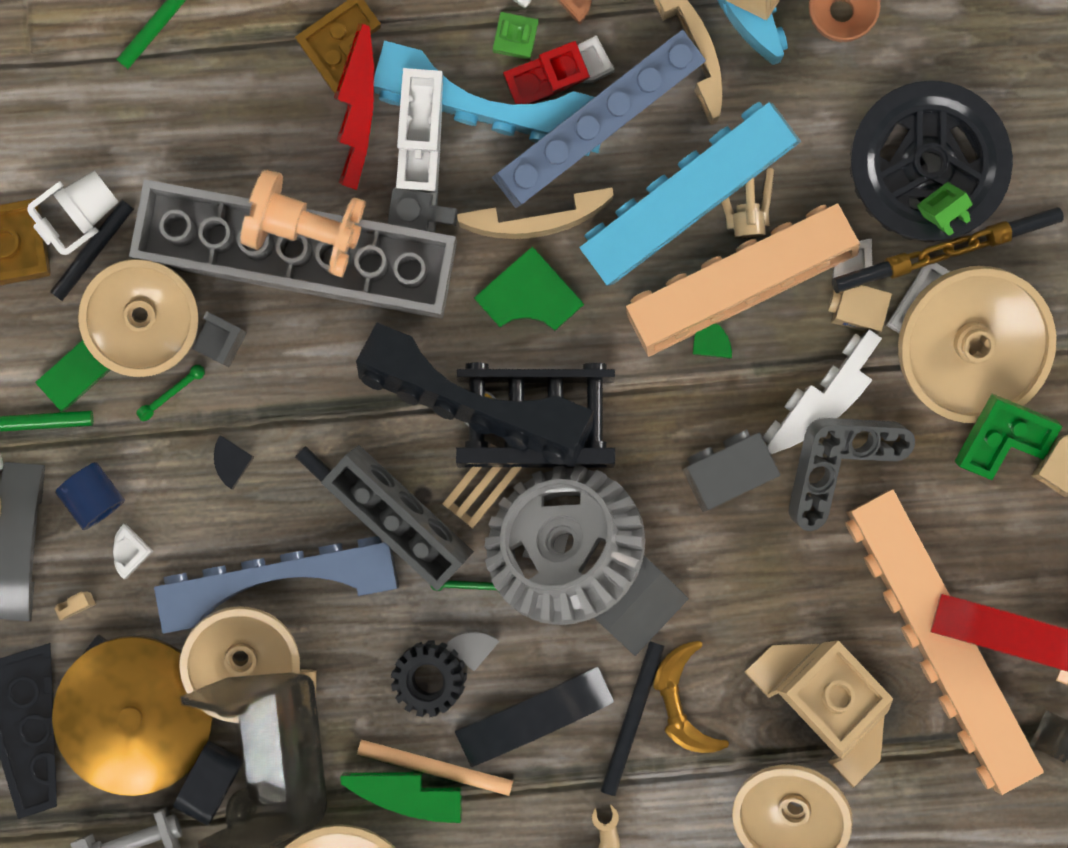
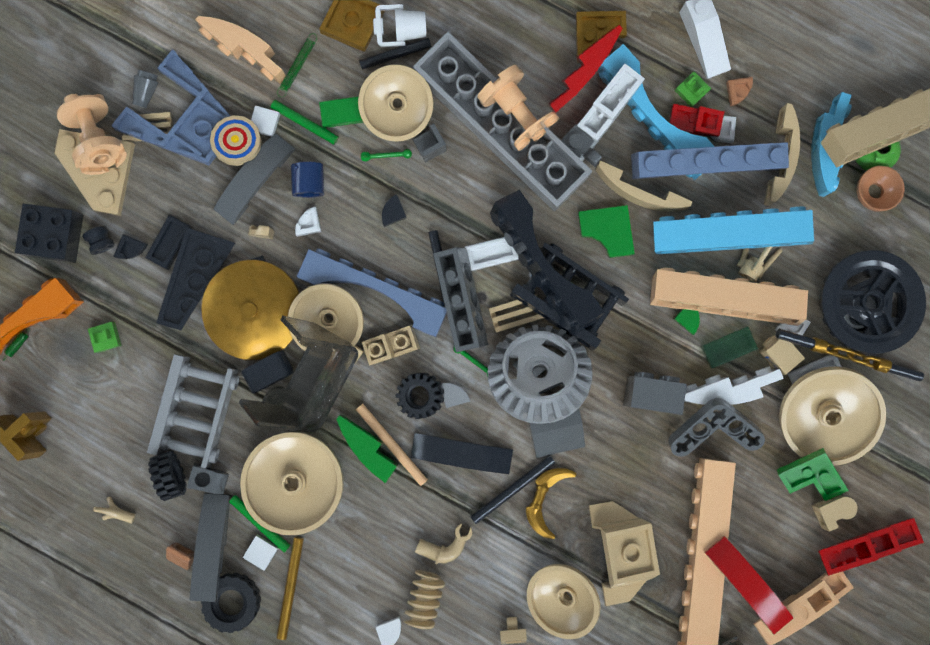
camera: 35 degrees right, 0 degrees up
(346, 638) = (390, 345): none -> tan slope
(395, 431) = (490, 254): none -> white tile
(788, 342) = (729, 347): none -> clear green tile
(945, 206) = (867, 330): bright green tile -> none

